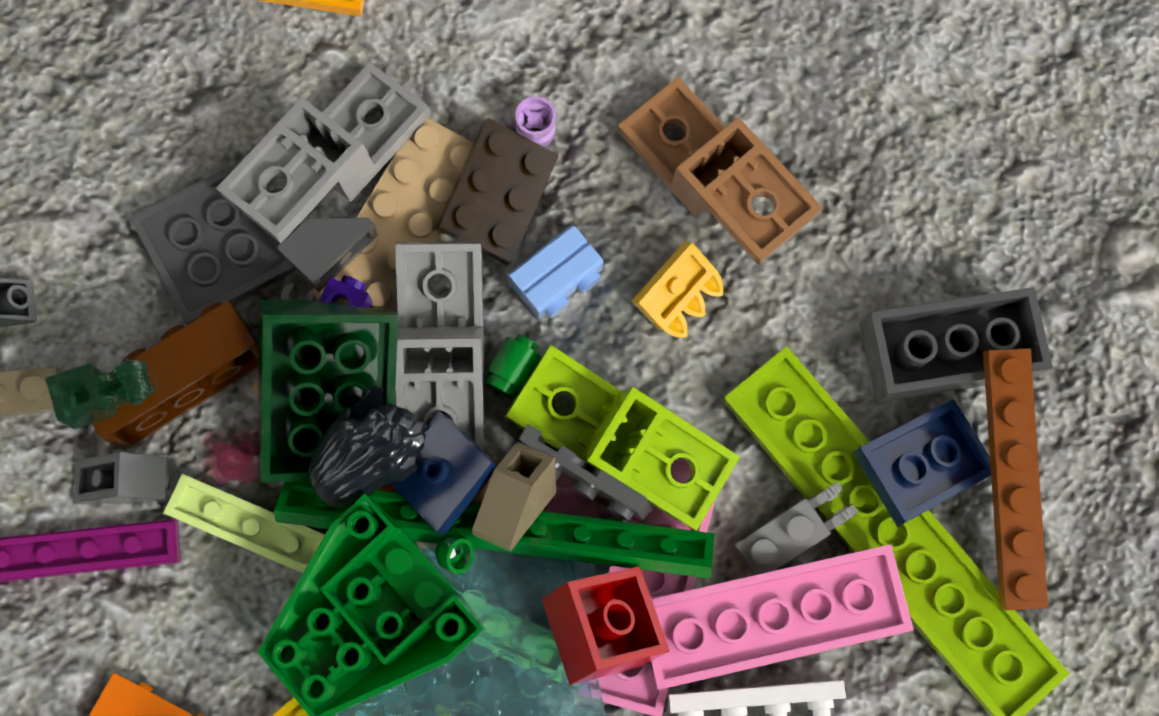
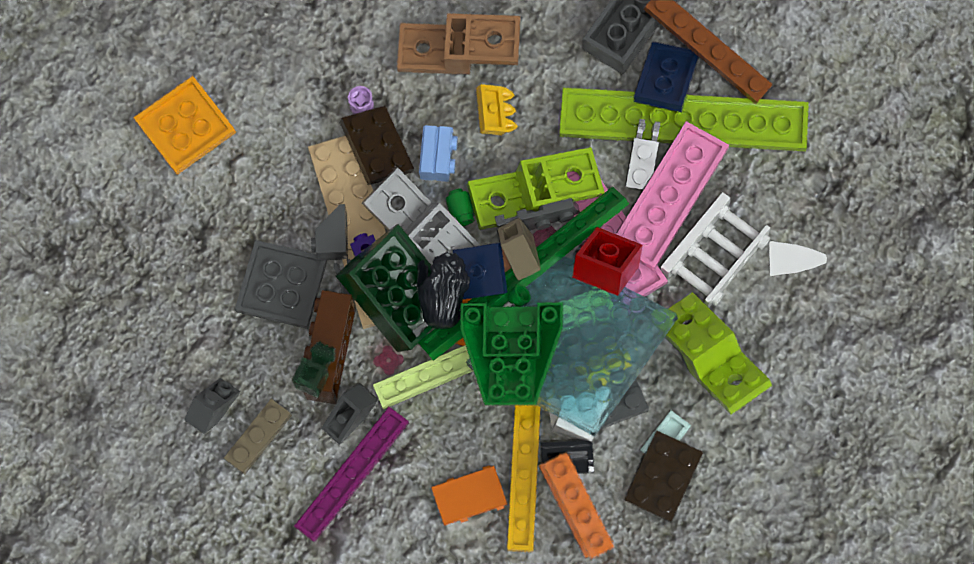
camera: 30 degrees left, 5 degrees down
(323, 151) = (289, 198): light grey bracket -> none

